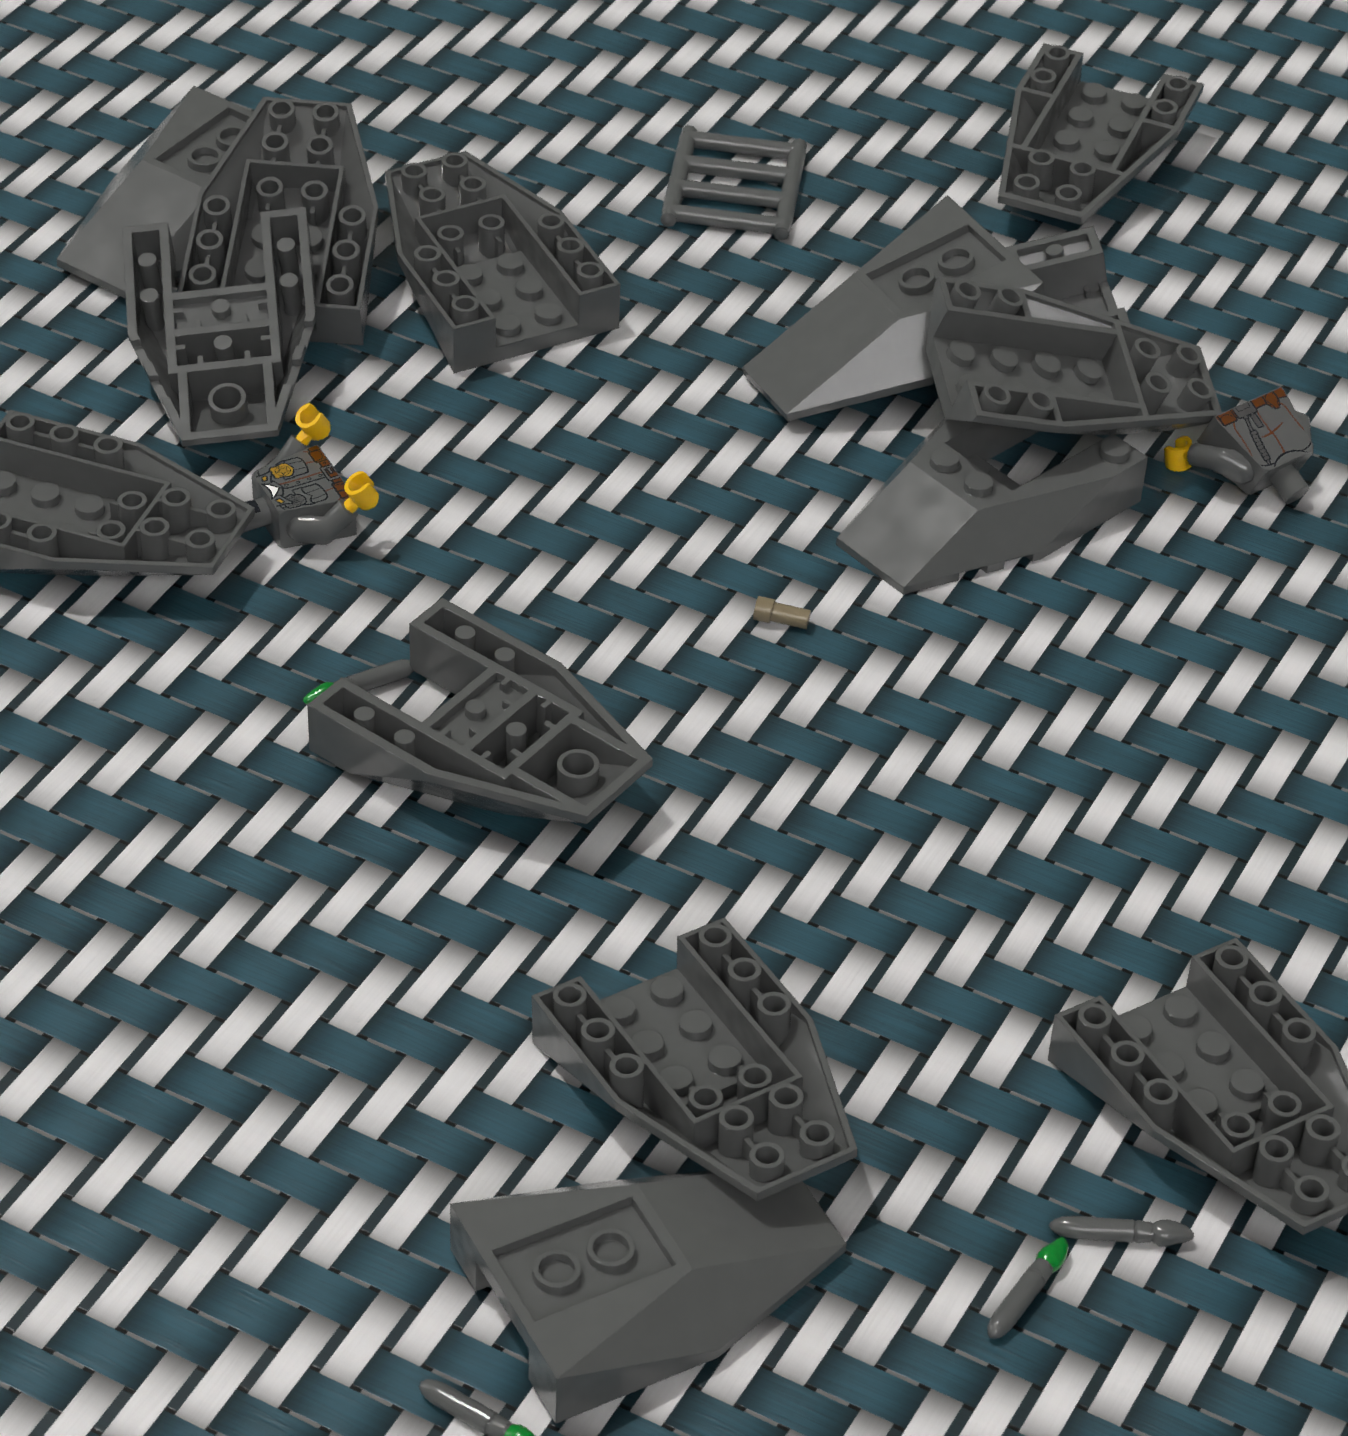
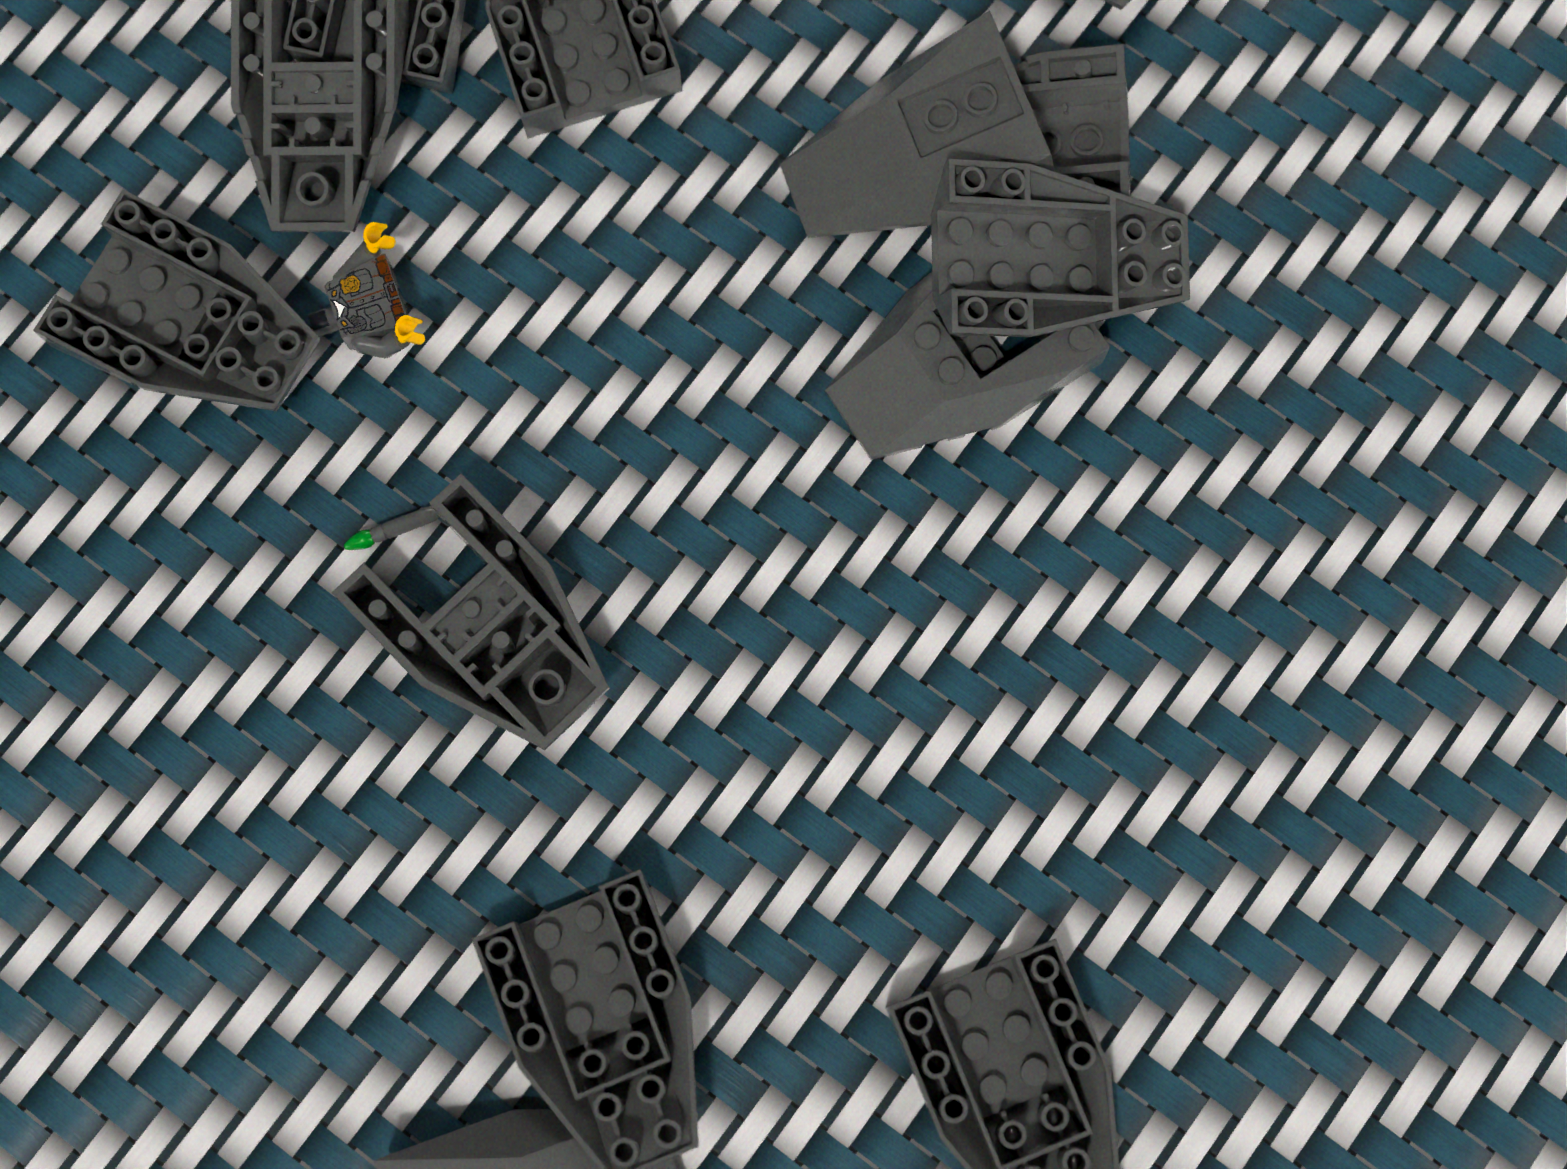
camera: 10 degrees right, 35 degrees up
(769, 610) = (749, 476): dark tan piece -> none
(1252, 446) = (1216, 324): dark grey torso -> none

